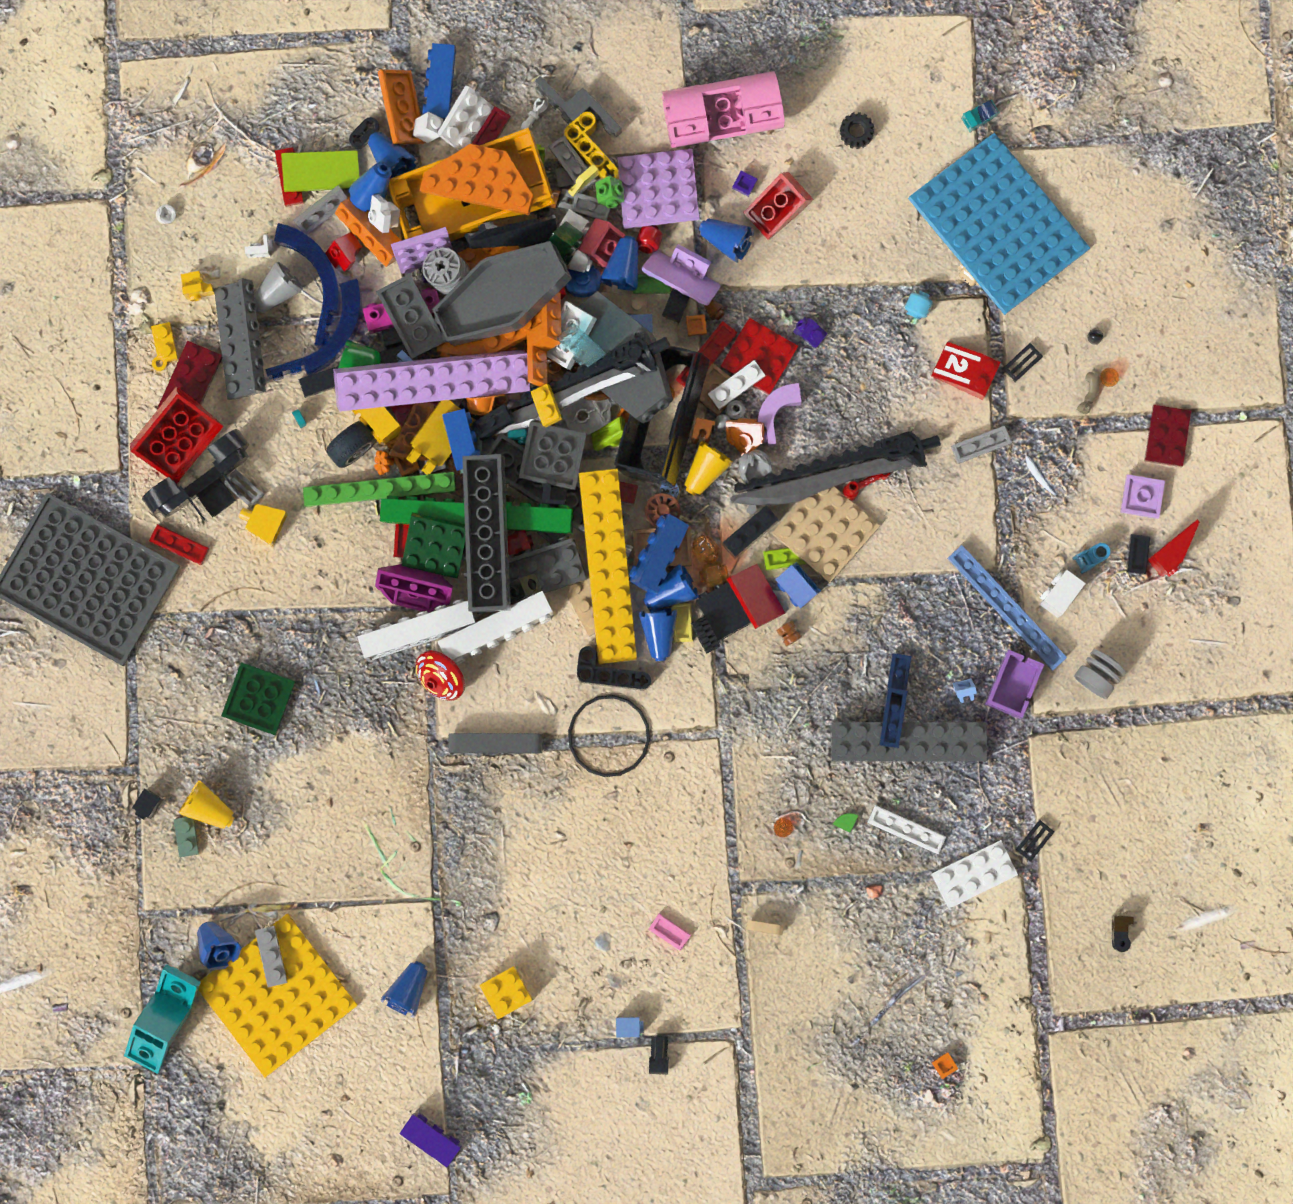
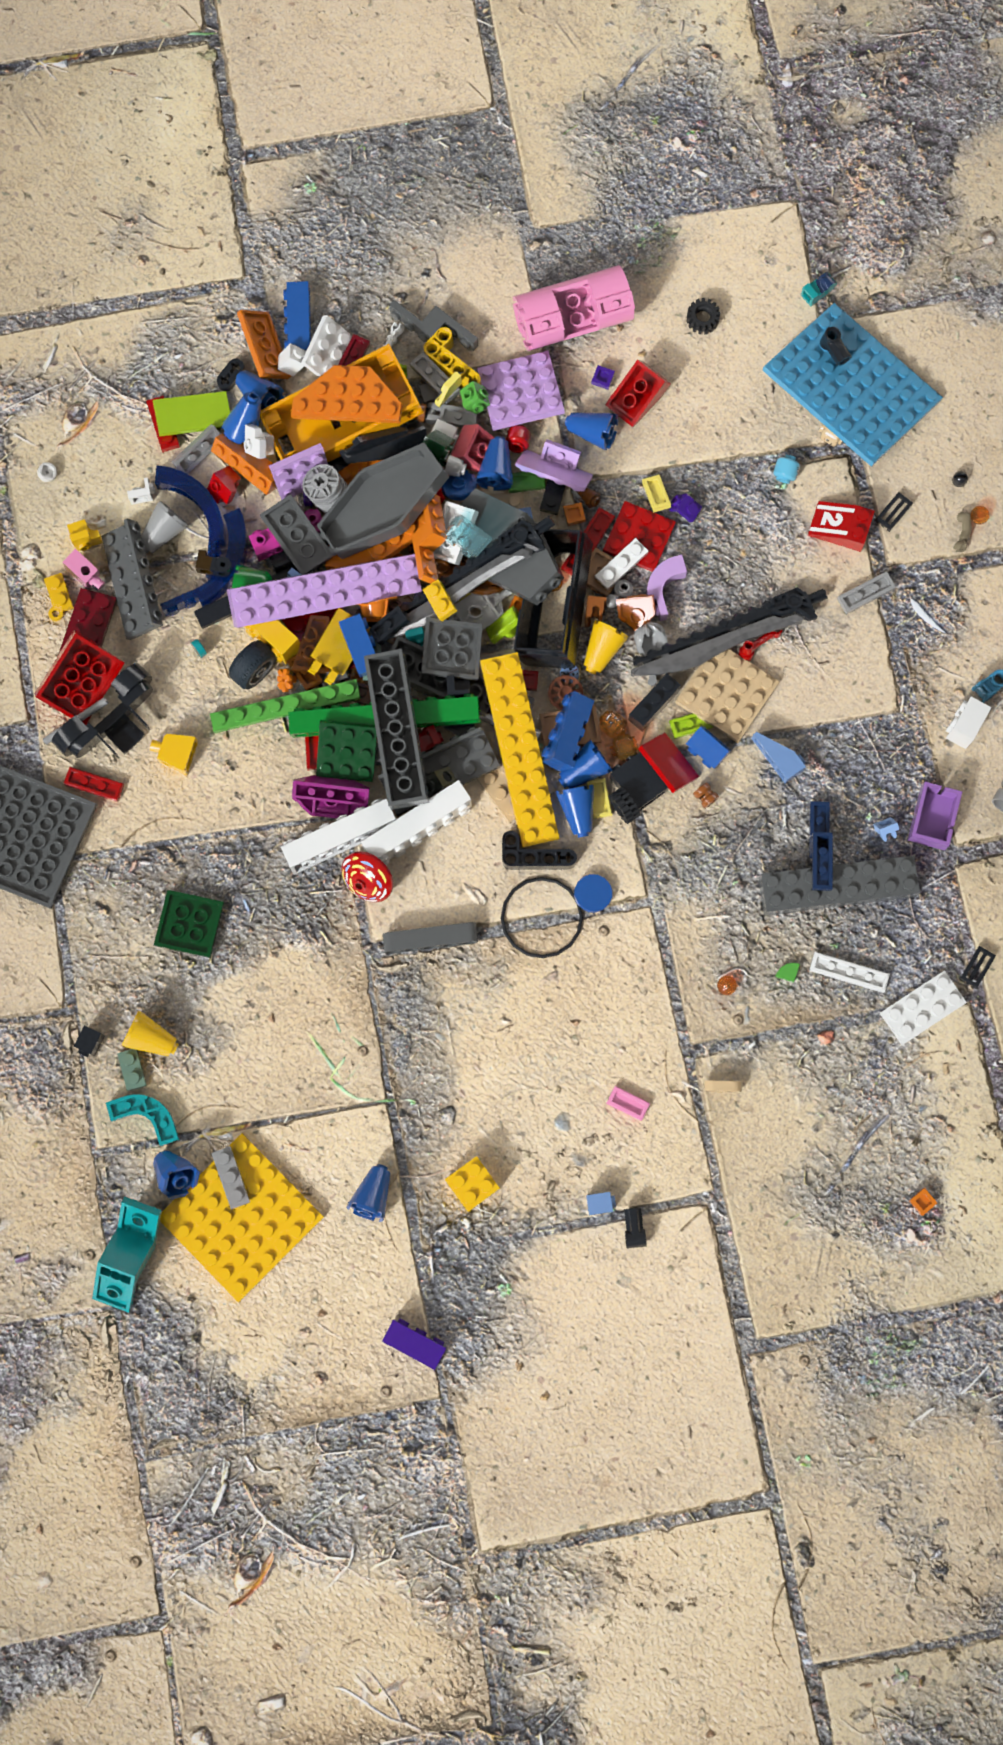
camera: 10 degrees left, 5 degrees down
(174, 475) = (82, 716): none -> light grey bar
(186, 318) = (78, 565): none -> bright pink torso
(200, 878) = (151, 1109): none -> teal plate
(255, 499) = (163, 730): light grey tile -> none
(329, 339) = (212, 565): none -> leg
(663, 718) = (593, 893): none -> blue tile
(782, 313) = (656, 493): none -> light yellow tile
(871, 607) = (781, 758): none -> medium blue slope
(985, 185) = (835, 346): none -> black piece
(1007, 608) = (915, 744): medium blue plate -> none

